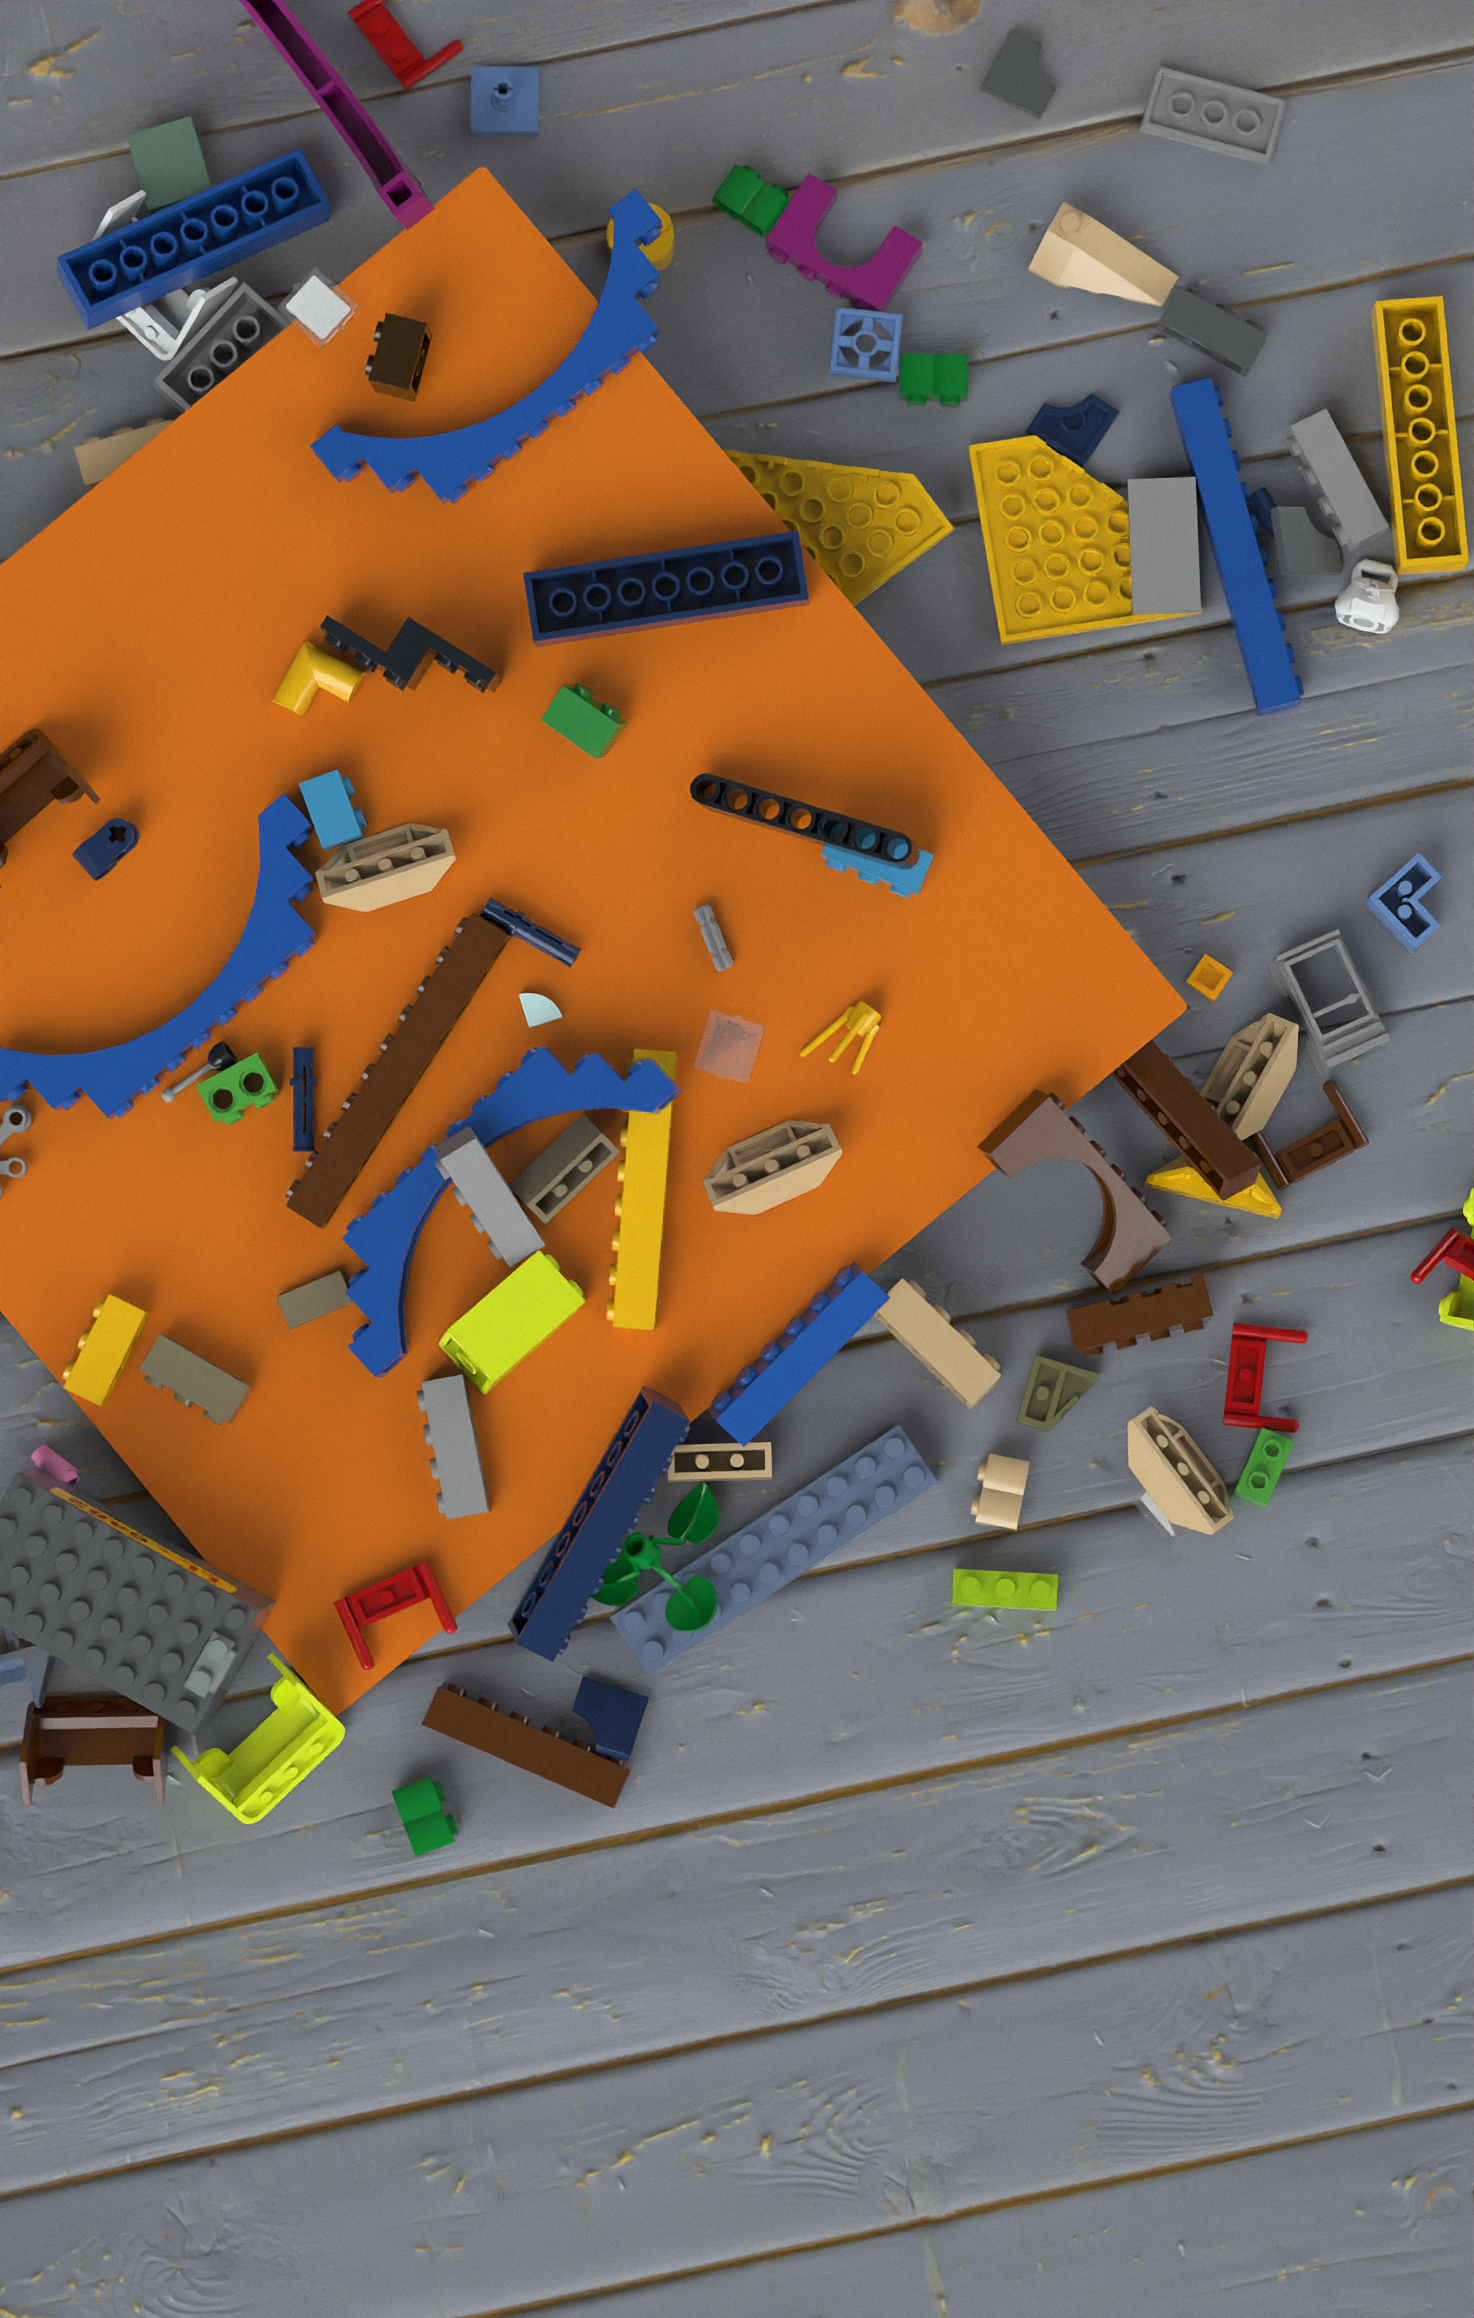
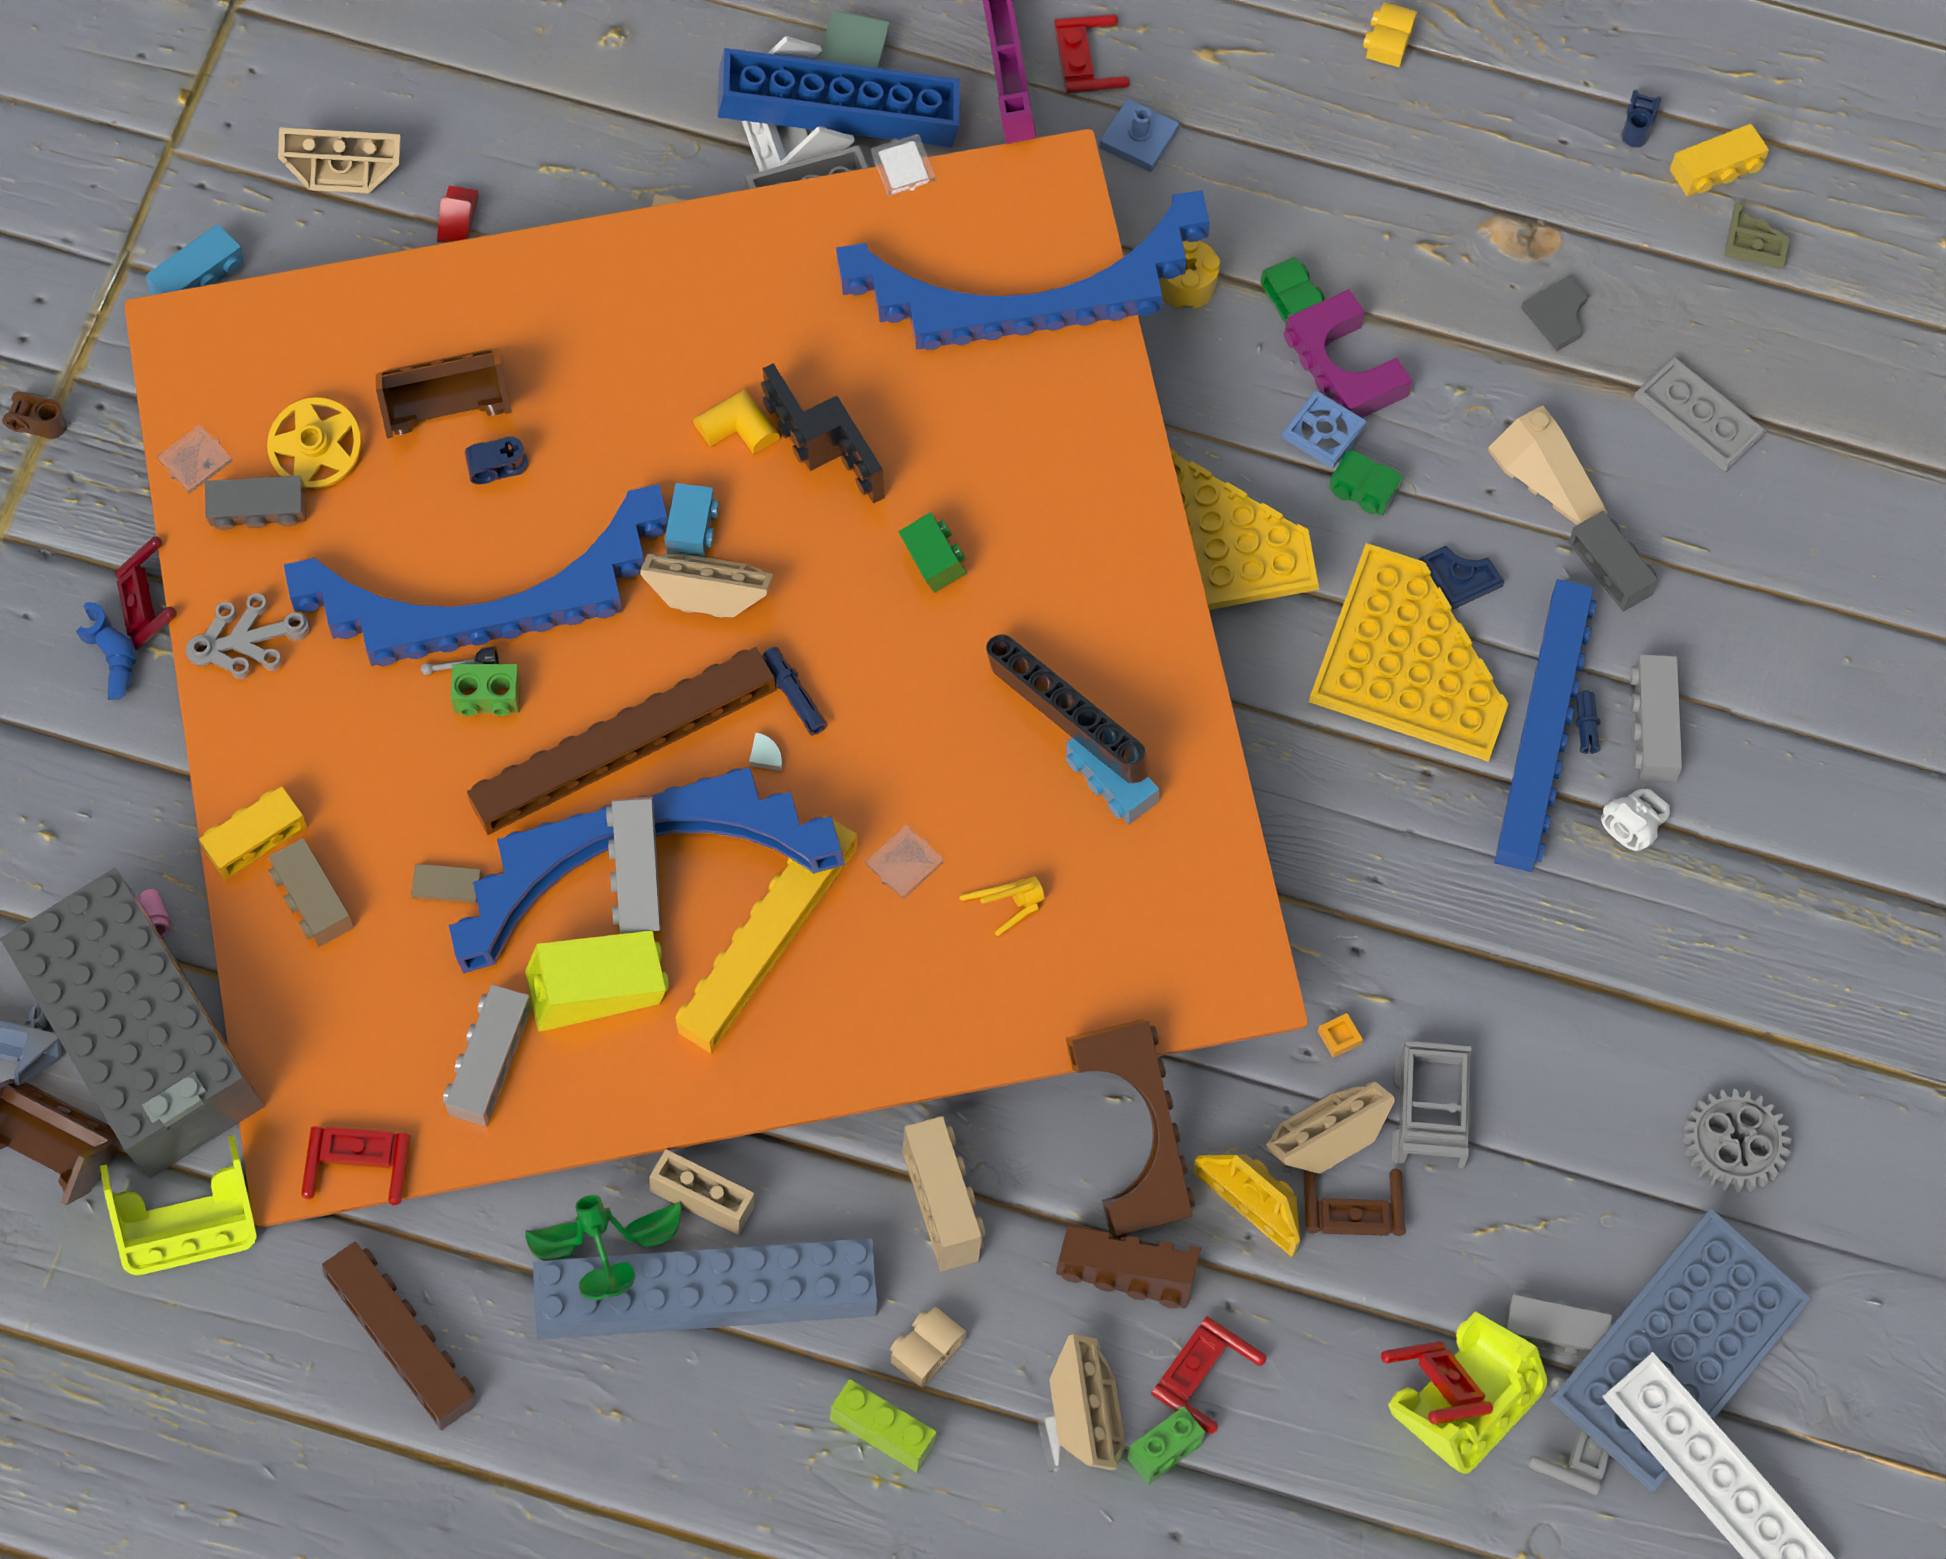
camera: 20 degrees right, 20 degrees down
(303, 1057) = (552, 693): dark blue pin -> none
(399, 356) = (944, 219): dark brown brick -> none
(424, 1816) = (276, 1344): green brick -> none
(564, 1168) = (711, 880): dark tan brick -> none
(599, 1523) = (567, 1175): dark blue brick -> none
(612, 1714) = (486, 1348): dark blue tile -> none
(666, 588) = (1057, 487): dark blue brick -> none
(713, 937) = (941, 770): light grey axle -> none
(772, 1167) = (883, 969): tan wedge -> none
(798, 1353) = (820, 1129): blue brick -> none
(1052, 1392) = (1019, 1290): olive wing -> none
(1163, 545) = (1485, 691): light grey tile -> none
(1188, 1121) = (1256, 1117): reddish brown brick -> none
(1302, 547) = (1600, 749): dark grey tile -> none
(1398, 903) = (1535, 1057): medium blue brick -> none
(1419, 435) = (1744, 717): yellow brick -> none

